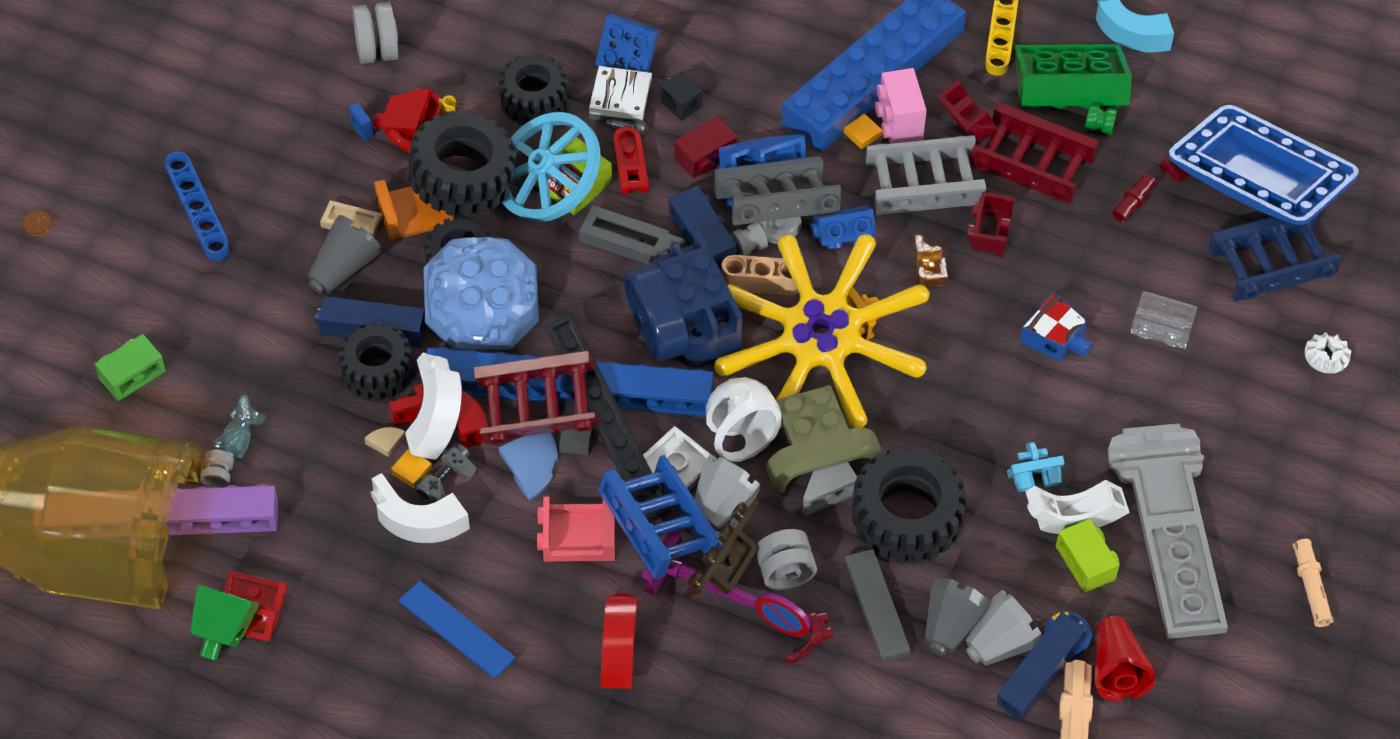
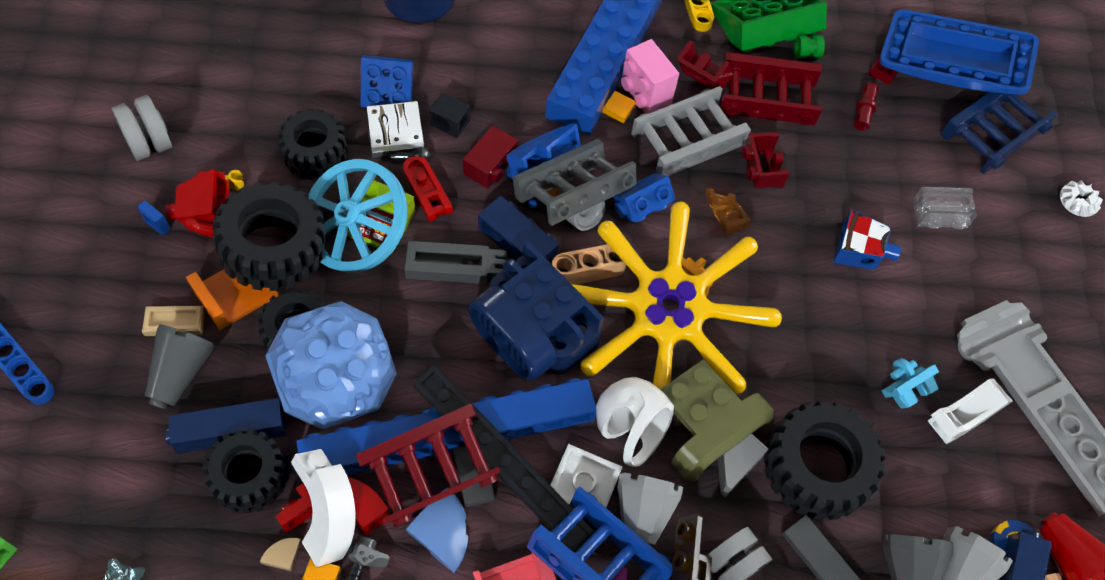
camera: 25 degrees left, 5 degrees up
(750, 239) = (565, 232): light grey wheel -> none
(1088, 555) = (996, 456): lime brick -> none

